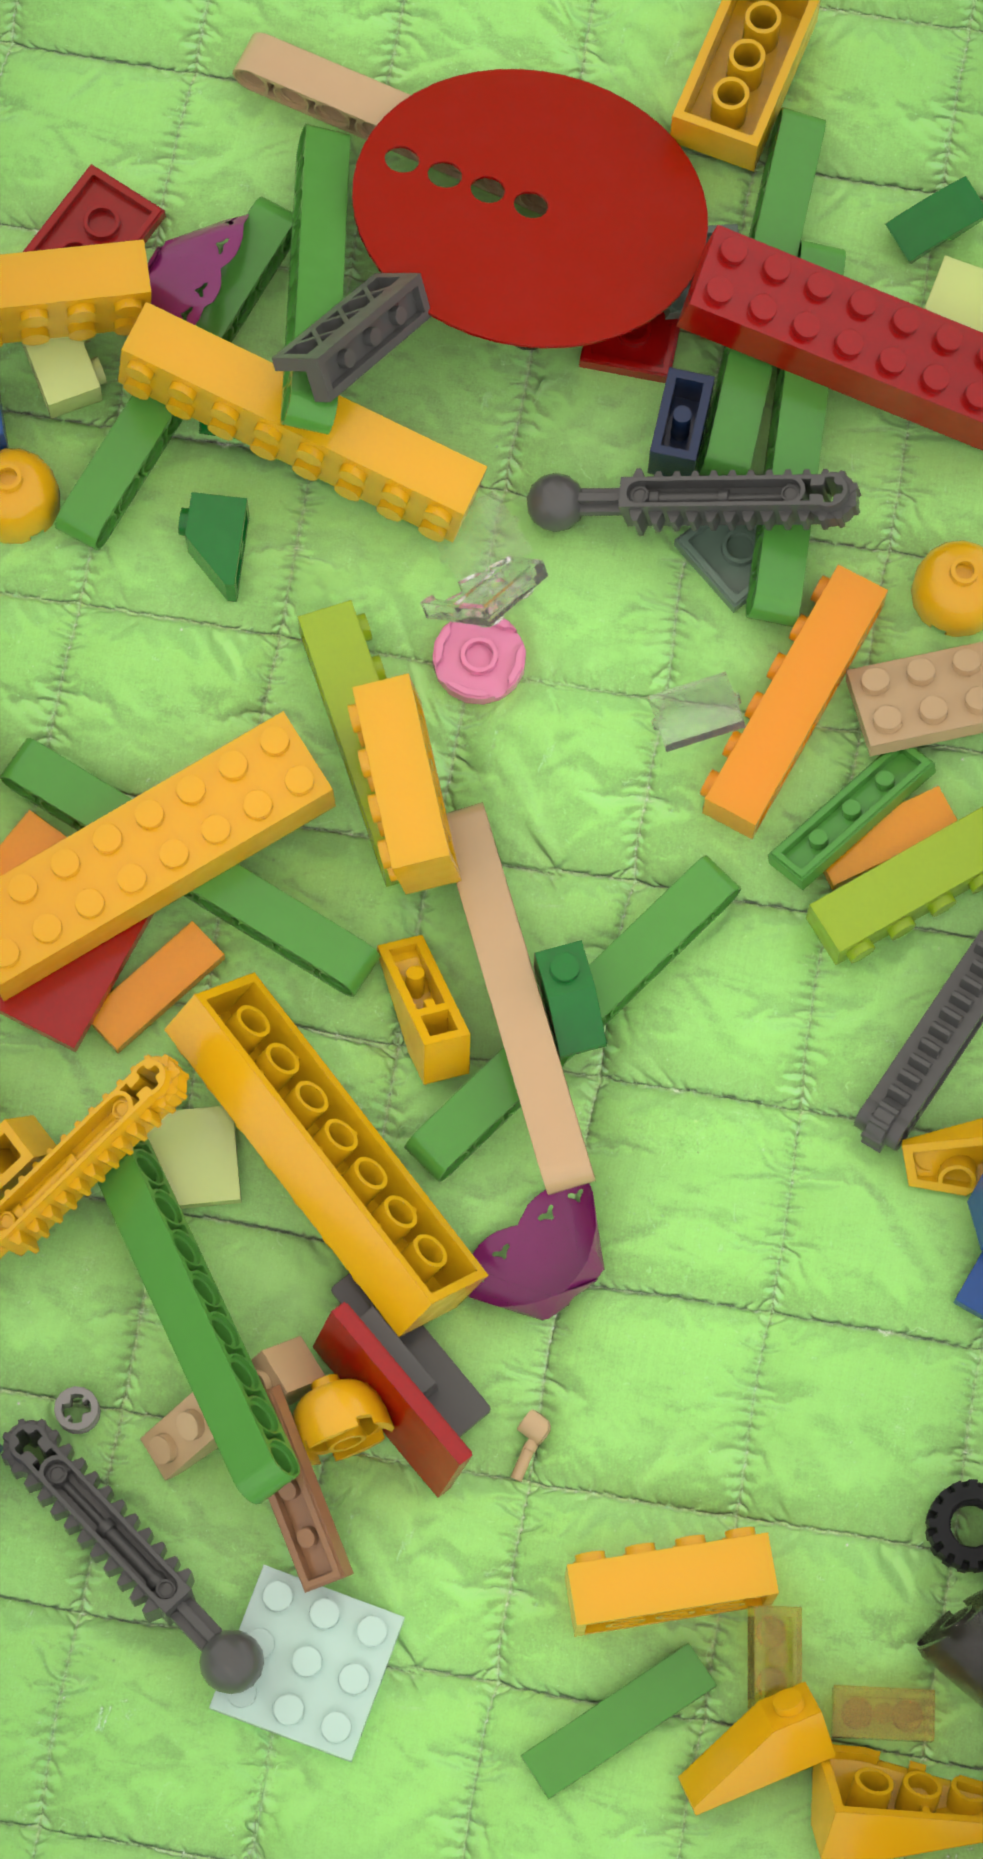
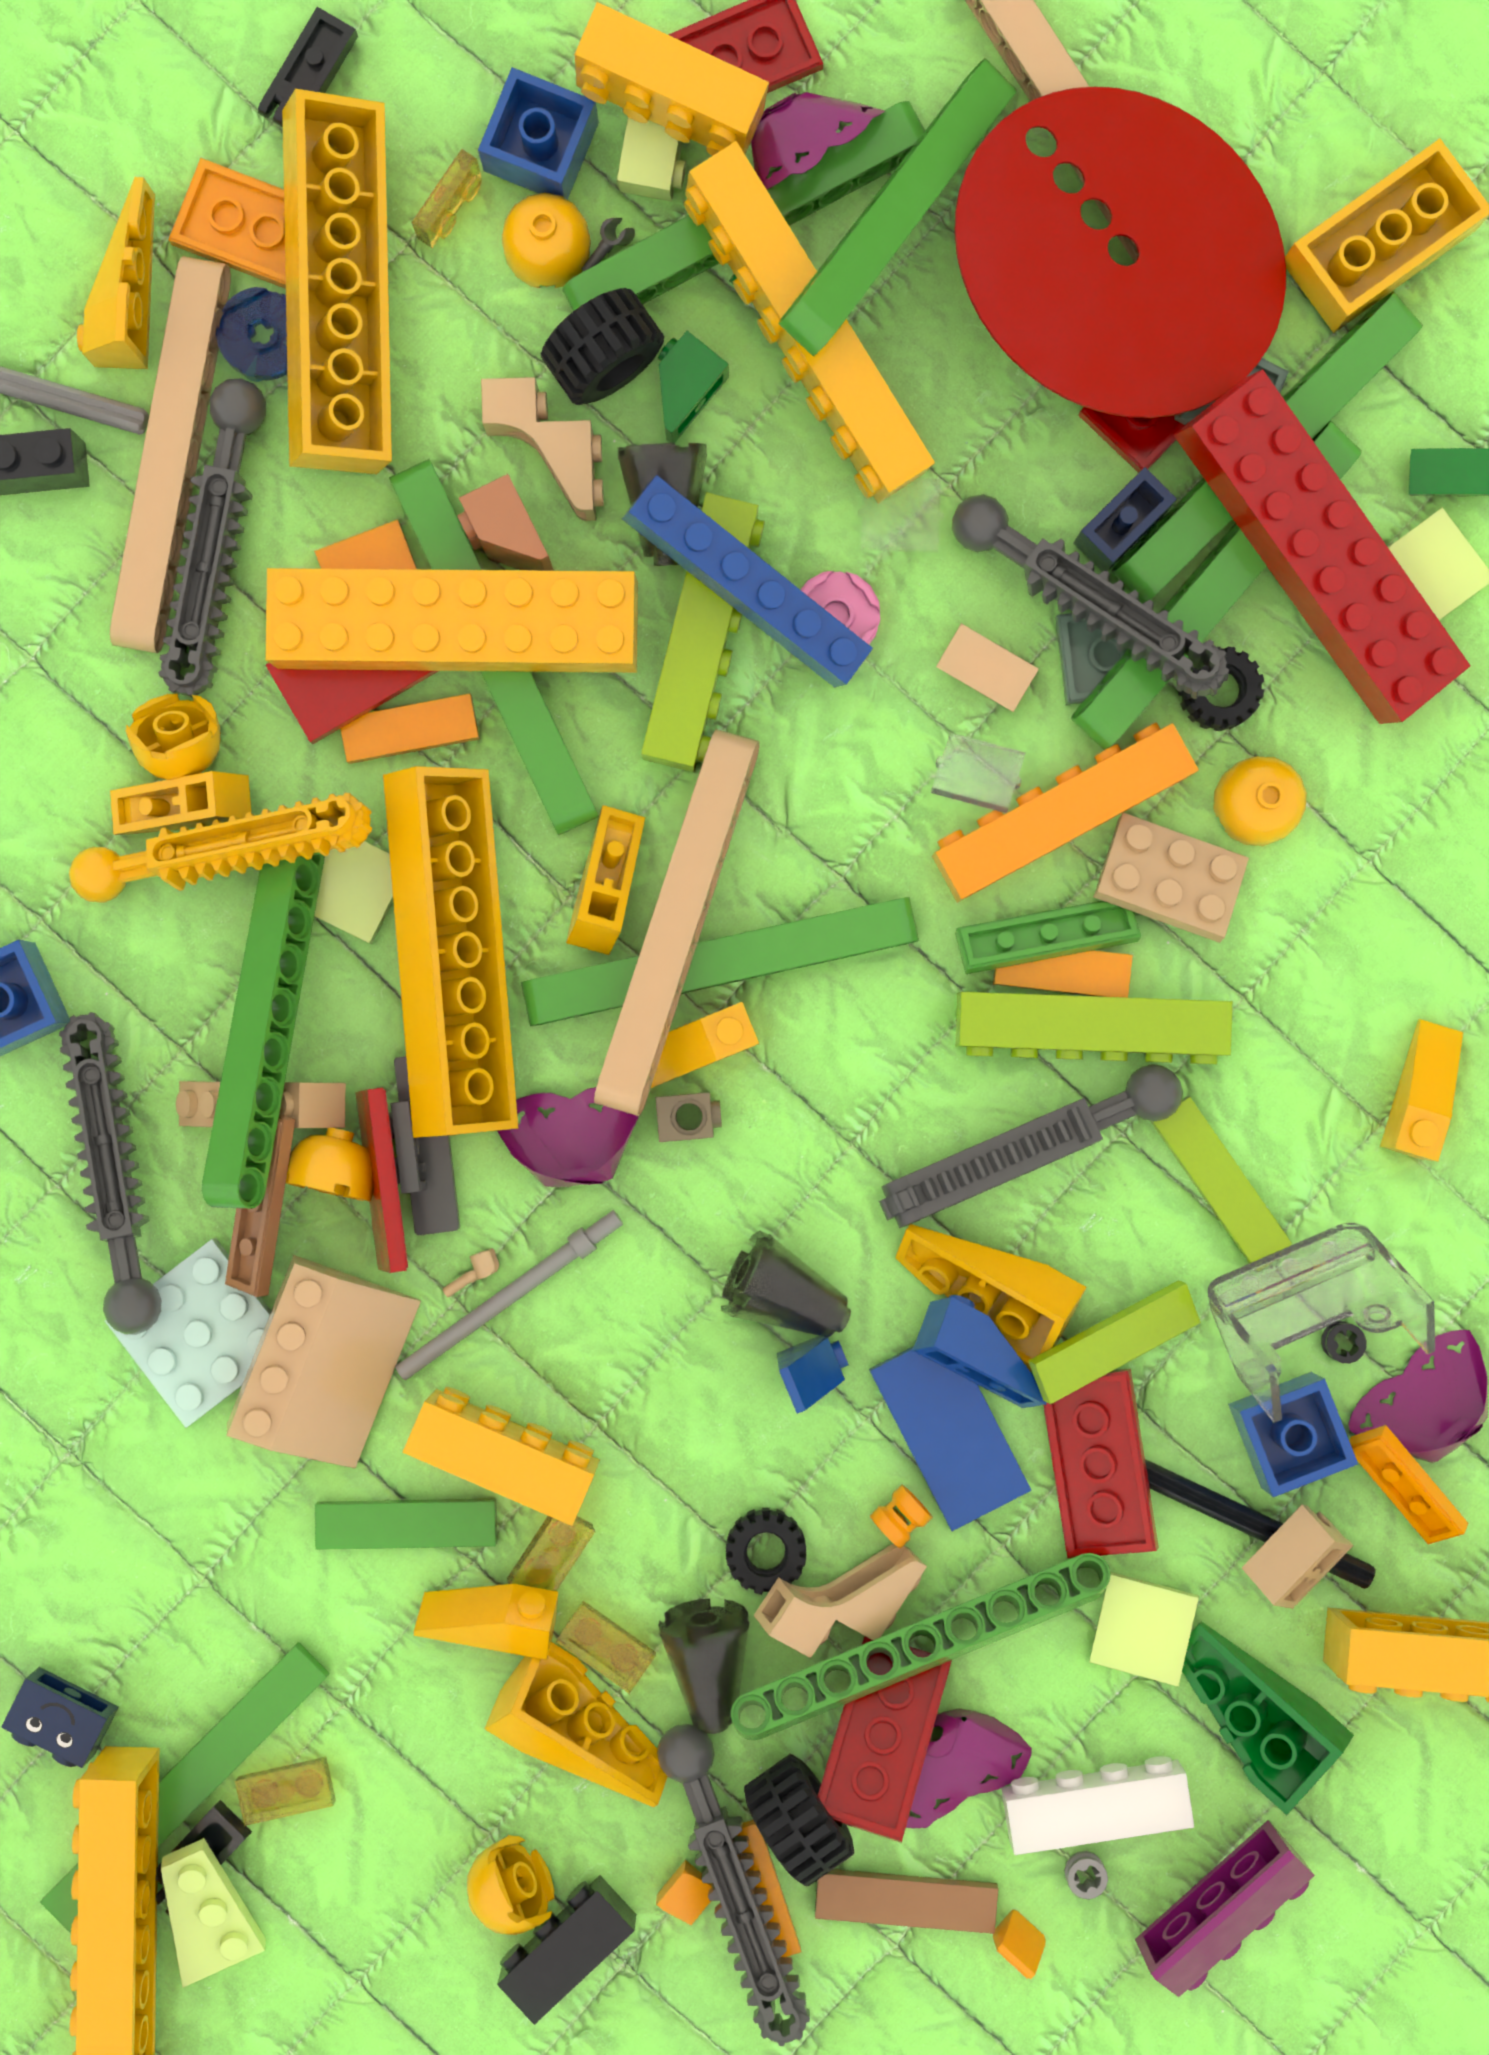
camera: 30 degrees right, 15 degrees up
(69, 465) = (609, 240): none -> dark grey hand
(89, 1419) = (146, 1043): light grey bush -> none
(126, 548) = (602, 346): none -> black tyre
(135, 750) = (502, 526): none -> nougat slope
(143, 658) = (568, 447): none -> tan arch
(260, 643) = (676, 465): none -> clear smoke cone
(349, 657) = (747, 582): none -> blue brick
(357, 333) = (891, 280): dark grey fence -> none
(405, 784) = (694, 693): yellow brick -> none
(442, 1611) = (322, 1365): none -> tan slope
(489, 593) = (876, 567): clear wing -> none
(570, 999) = (717, 952): green slope -> none
(612, 1091) = (705, 1043): none -> yellow slope
(612, 1353) = (580, 1245): none -> light grey bar
(629, 1193) = (667, 1117): none -> dark tan brick
(643, 616) = (987, 667): none -> tan hinge
(826, 1272) = (783, 1291): none -> clear smoke cone
(874, 539) = (1246, 704): none -> black tyre
(898, 1325) = (811, 1370): none -> blue slope

